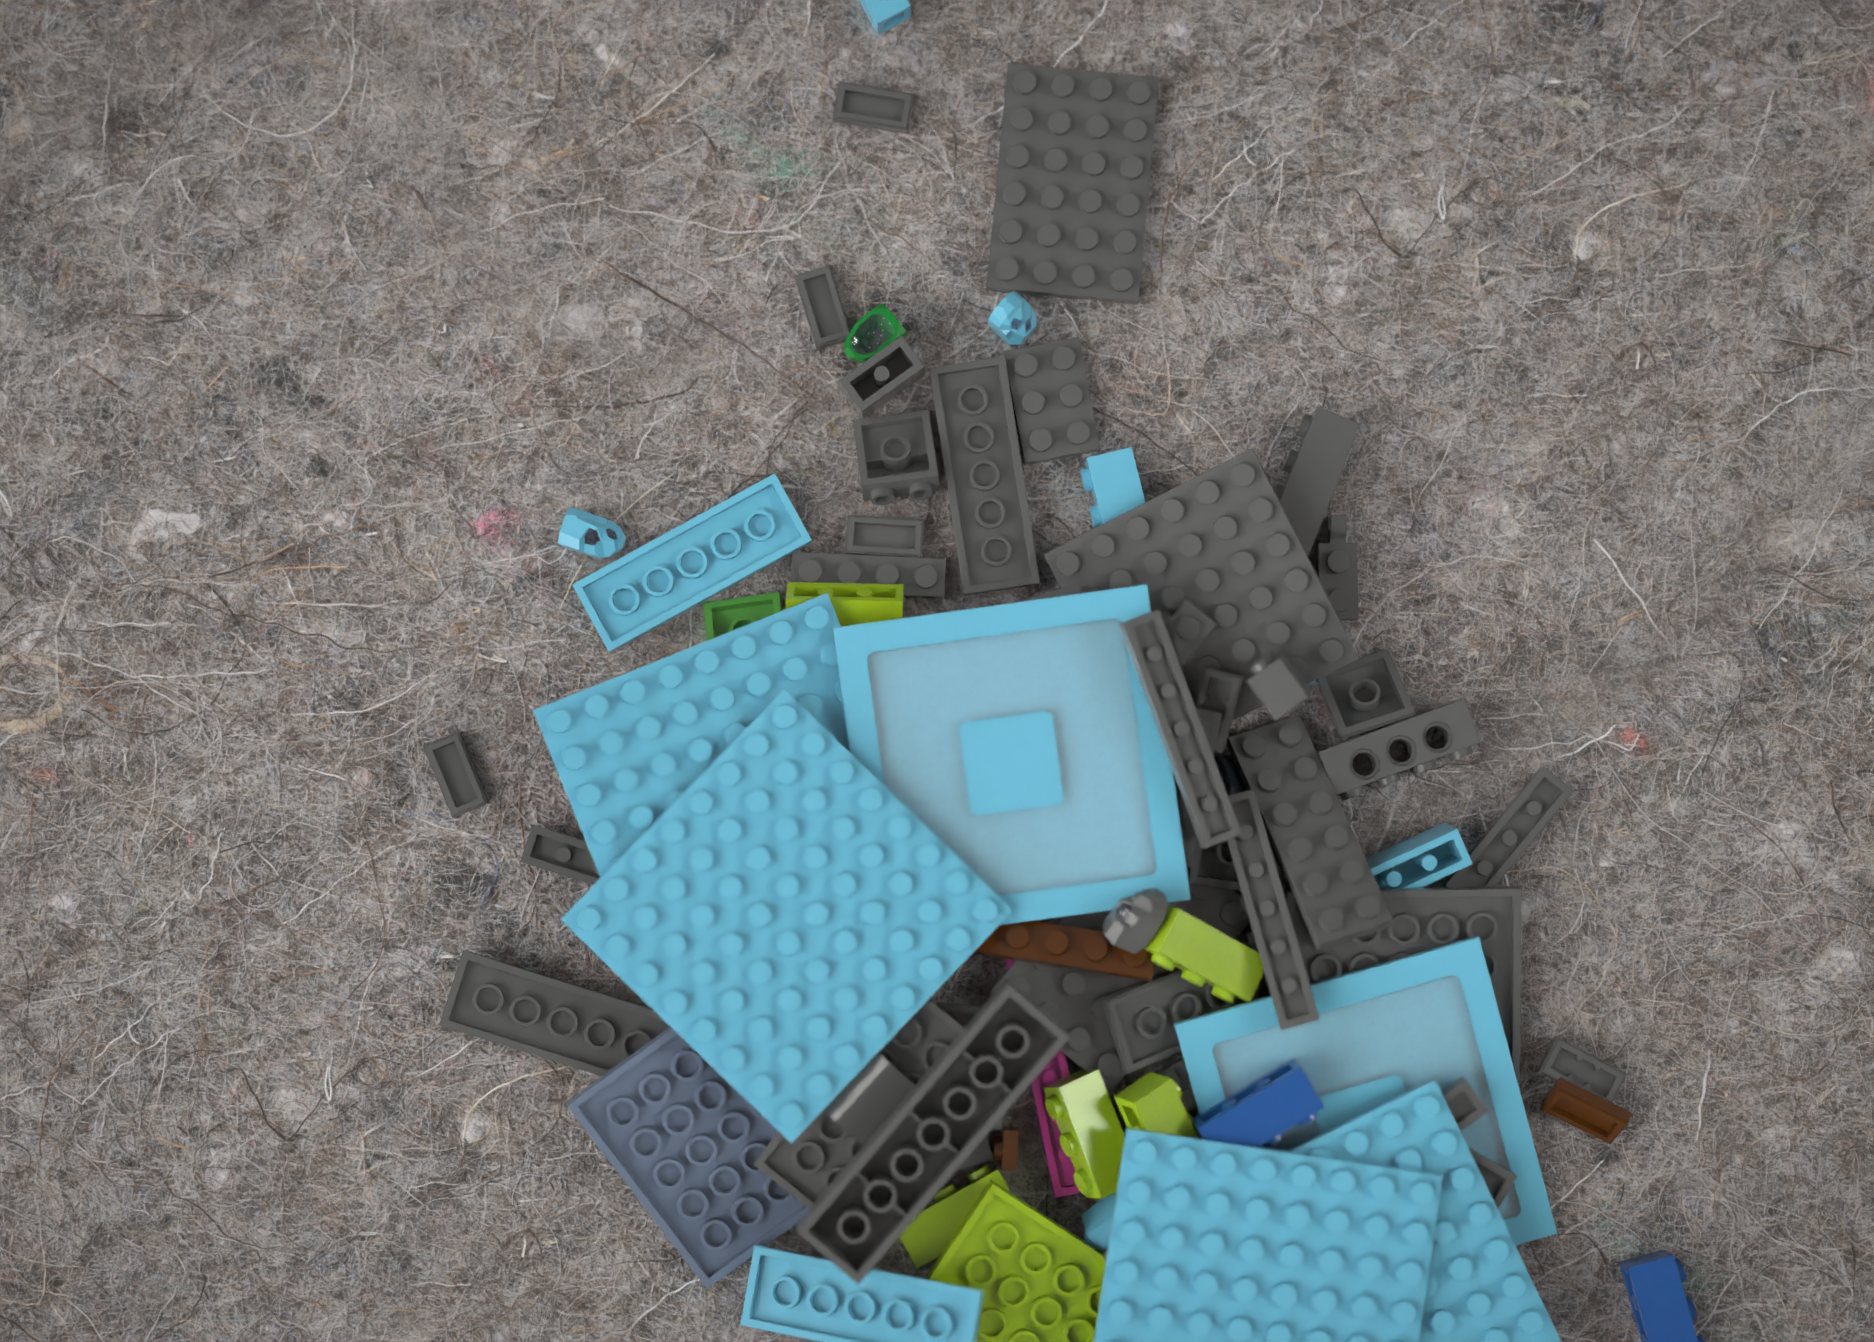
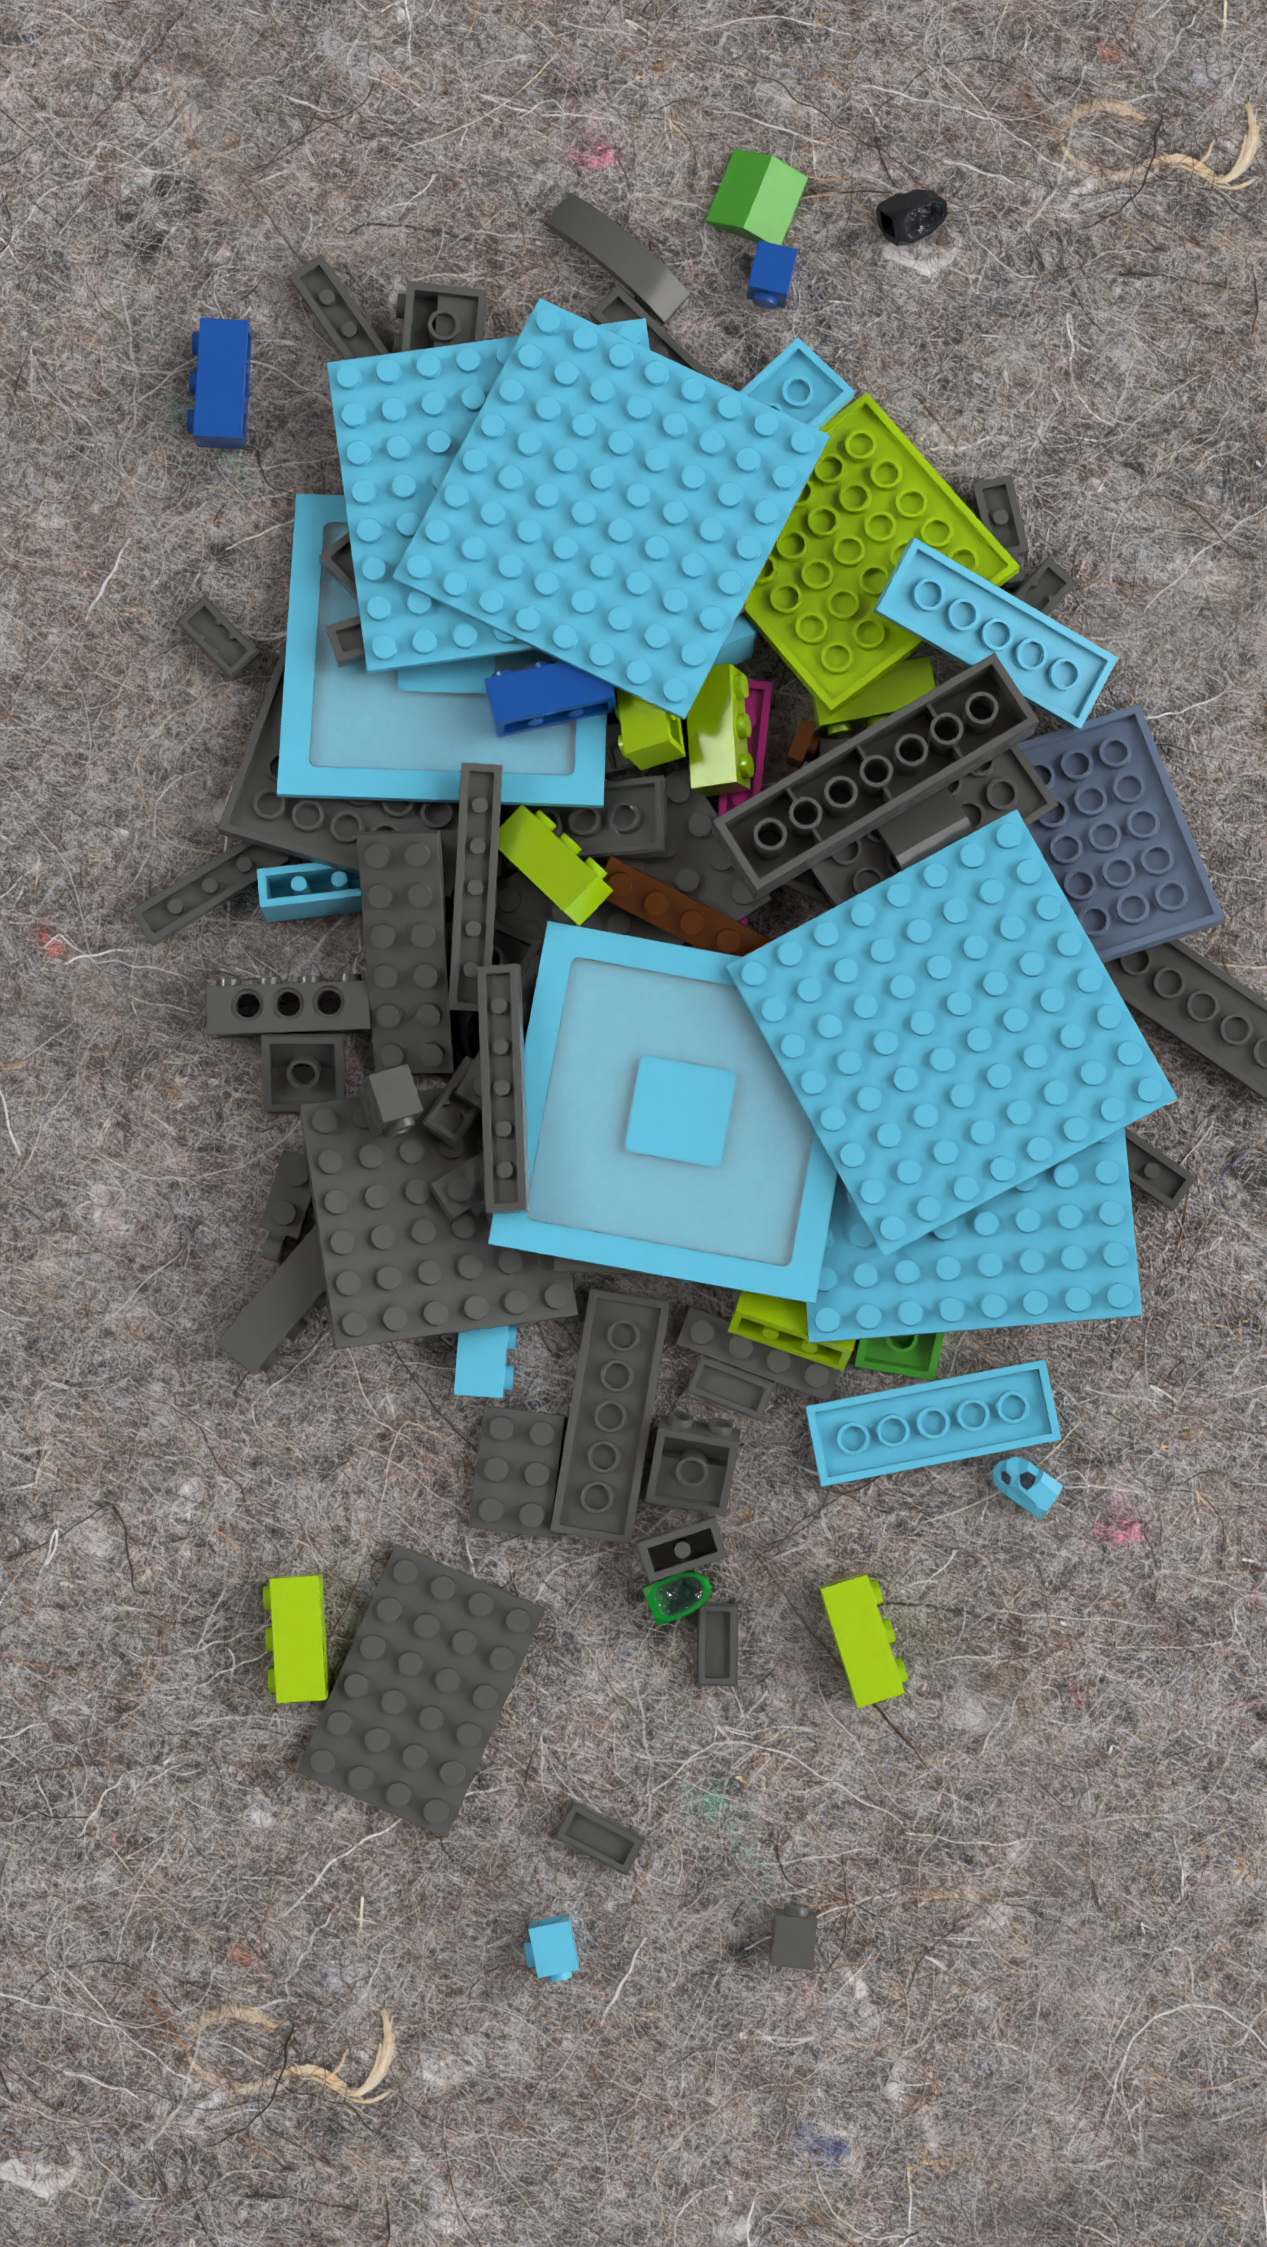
camera: 165 degrees left, 0 degrees up
(456, 774) = (1234, 1286): dark grey tile -> none
(675, 75) = (793, 1937): none -> dark grey brick
(694, 351) = (863, 1639): none -> lime brick
(1013, 319) = (528, 1565): medium azure rock -> none
(1136, 920) = (609, 916): dark grey rock -> none
(1197, 191) = (297, 1638): none -> lime brick
(1585, 1110) = (228, 599): reddish brown tile -> none

